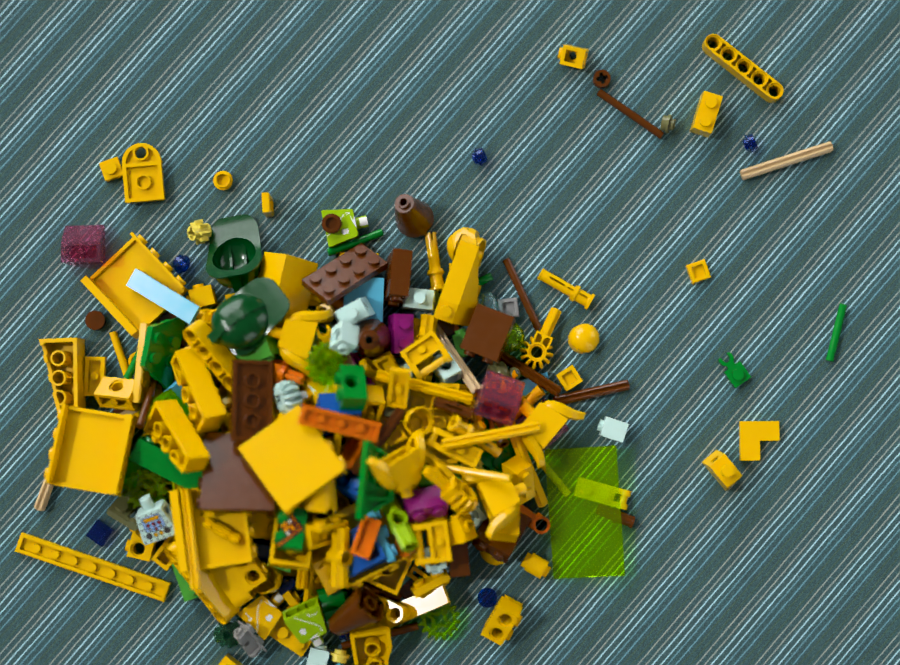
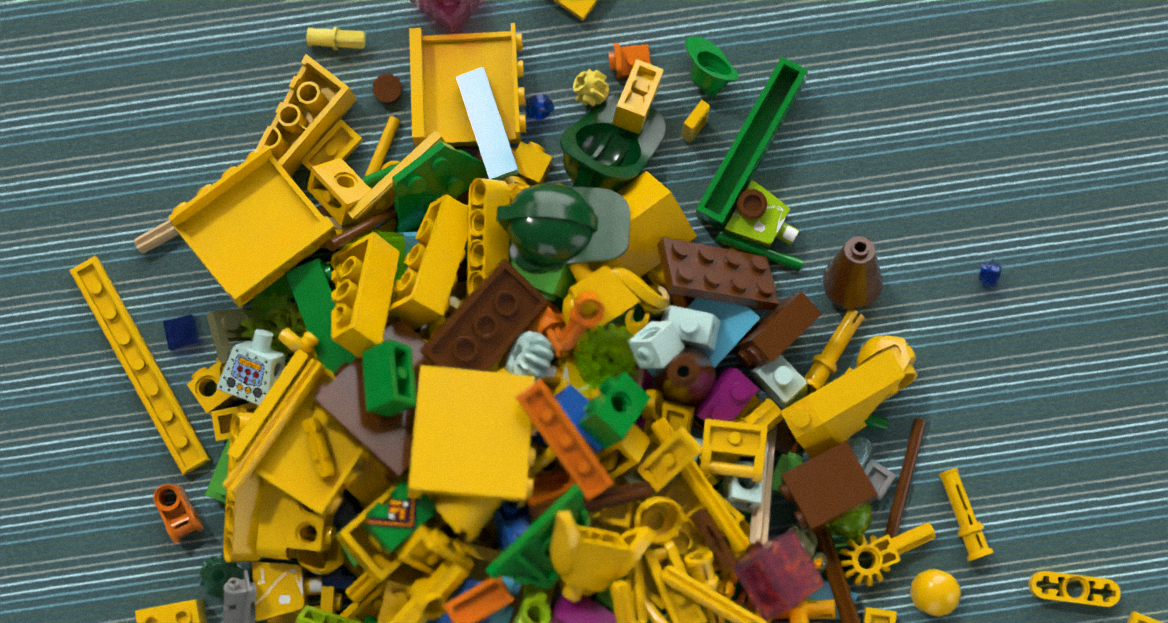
camera: 50 degrees right, 5 degrees down
(46, 317) = (336, 38): none -> light yellow axle
(164, 489) = (294, 342): none -> yellow arm
(179, 622) = (178, 513): none -> orange piece
(207, 200) = (624, 58): none -> orange bracket
(223, 180) = (667, 53): yellow plate -> none
(227, 217) = (637, 96): none -> yellow brick
(227, 467) = (389, 378): none -> green brick
(251, 169) = (709, 66): none -> green piece
(296, 358) = (580, 321): none -> orange axle
(305, 191) = (752, 143): none -> green brick
(663, 275) = (1097, 583): none -> yellow beam

